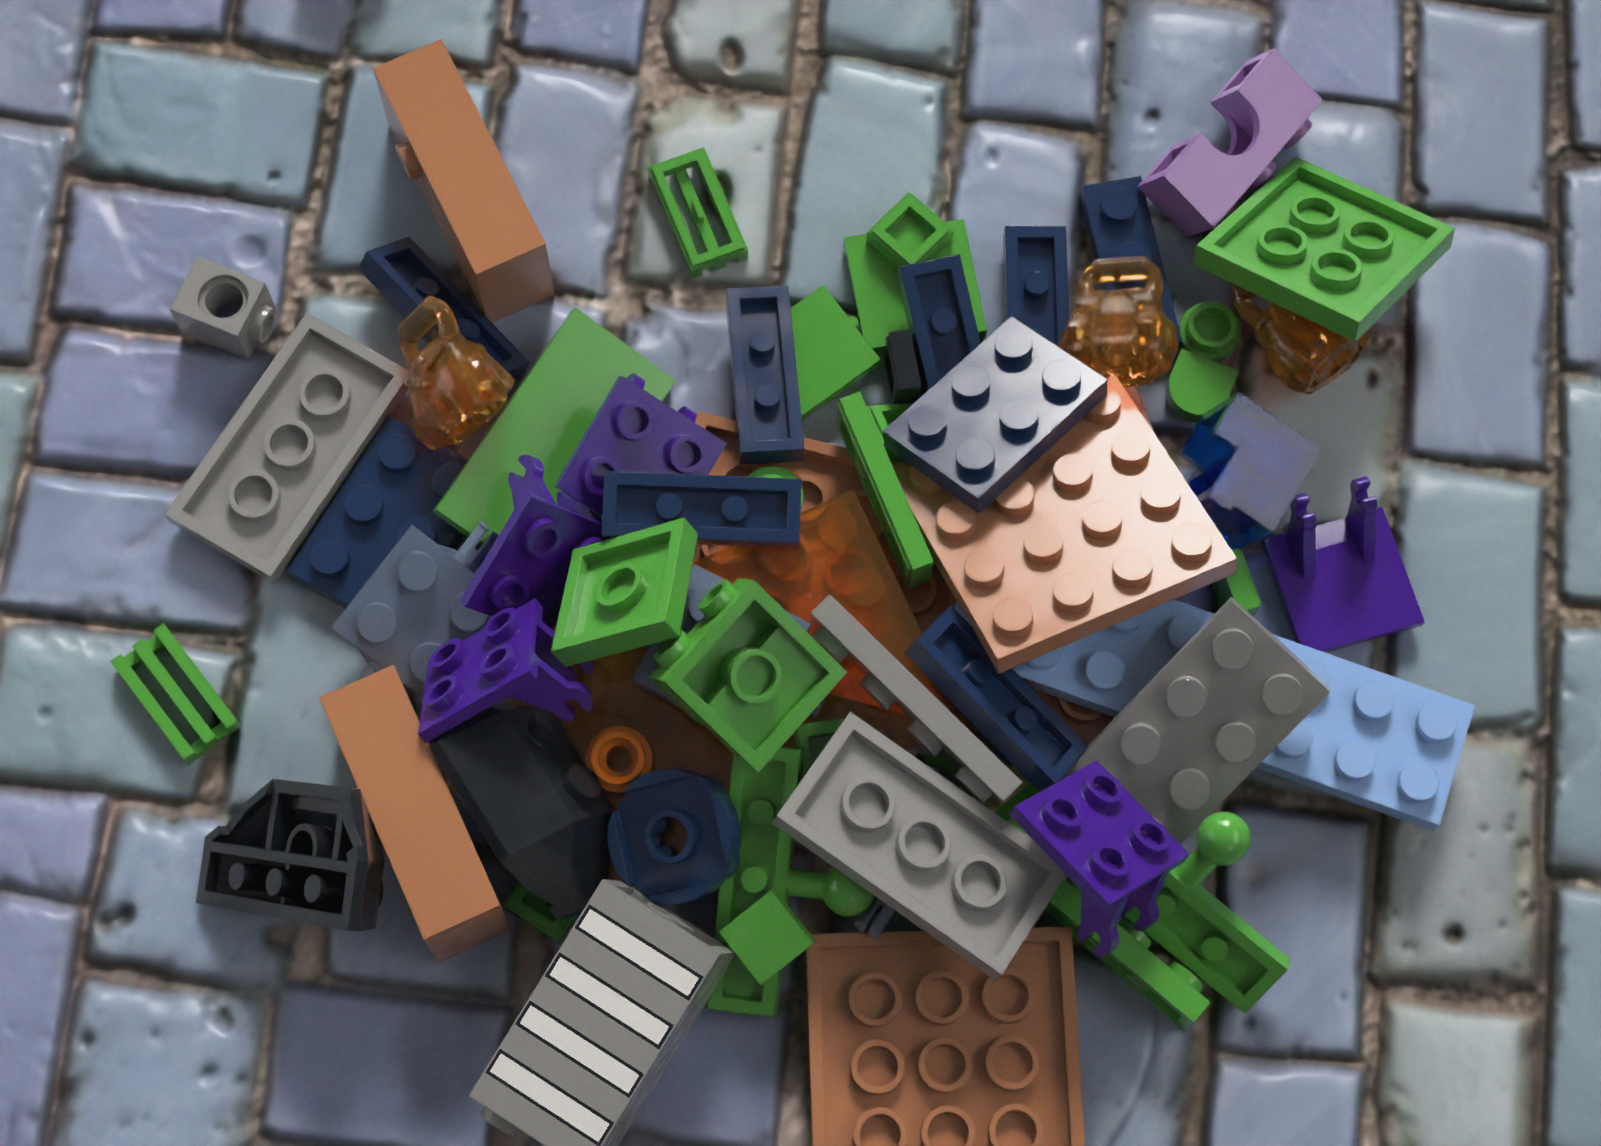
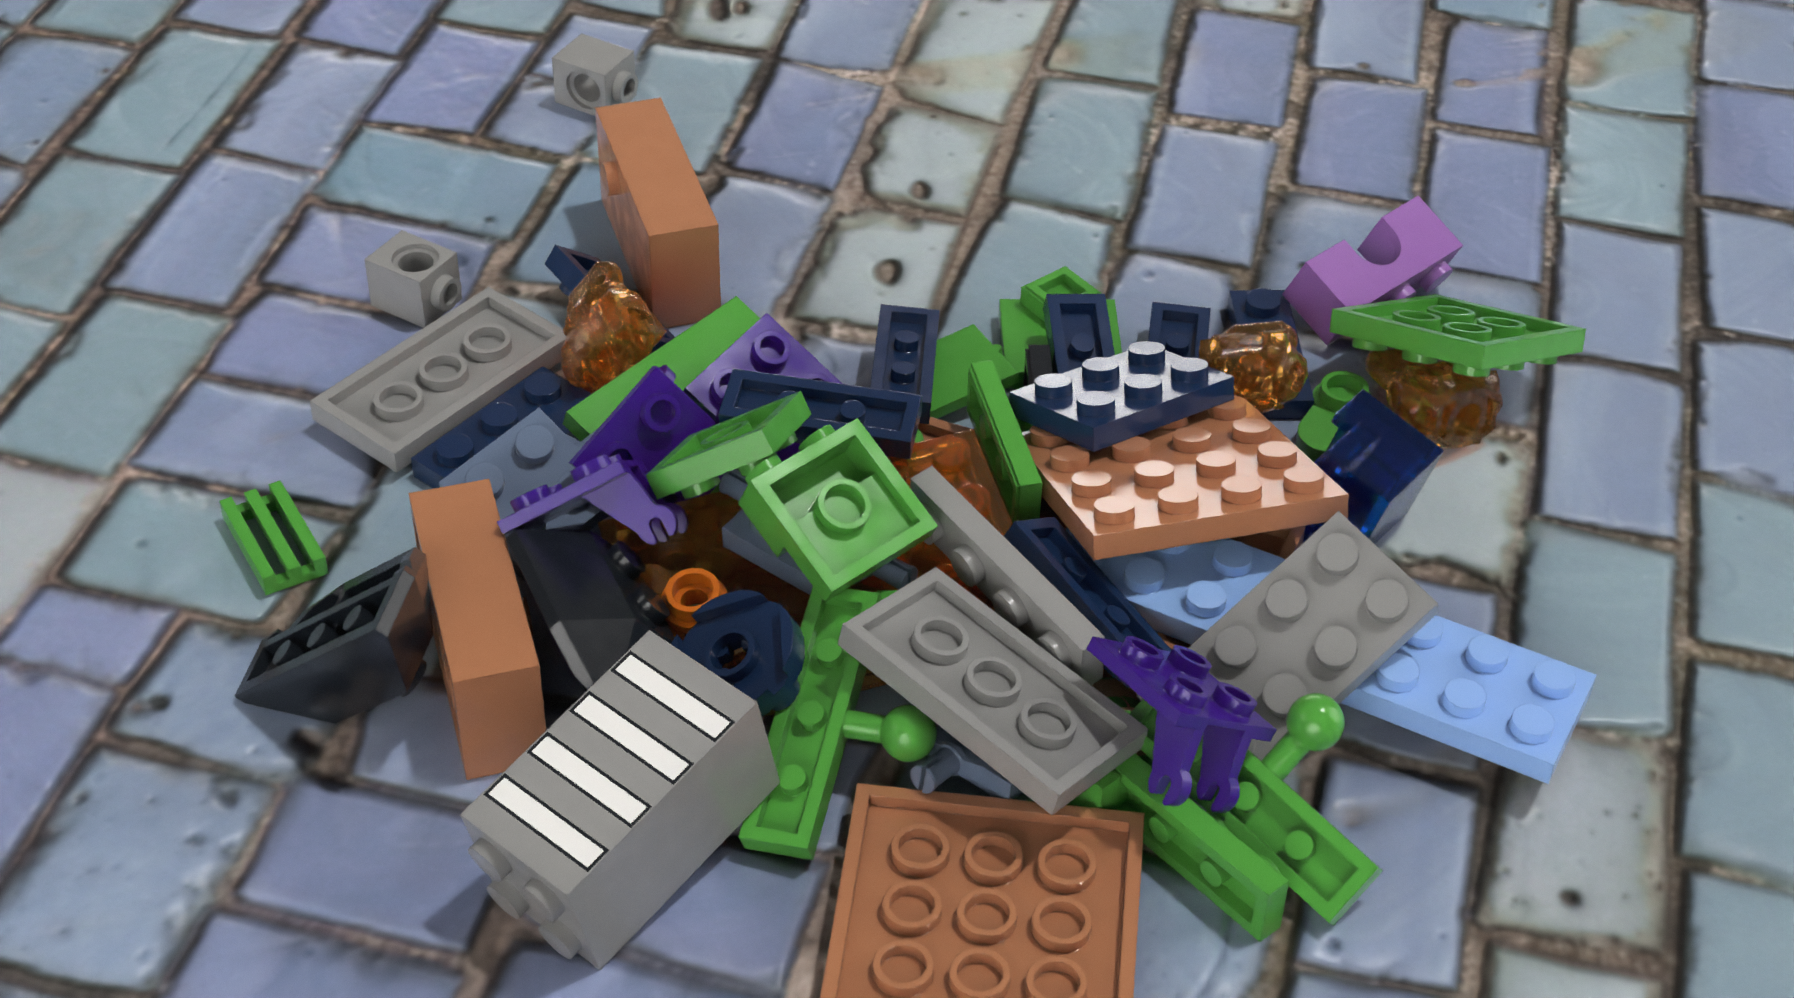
camera: 10 degrees right, 30 degrees down
(714, 255) = (872, 300): bright green tile -> none
(767, 936) = (815, 759): bright green tile -> none
(1342, 576) = (1473, 581): dark purple plate -> none

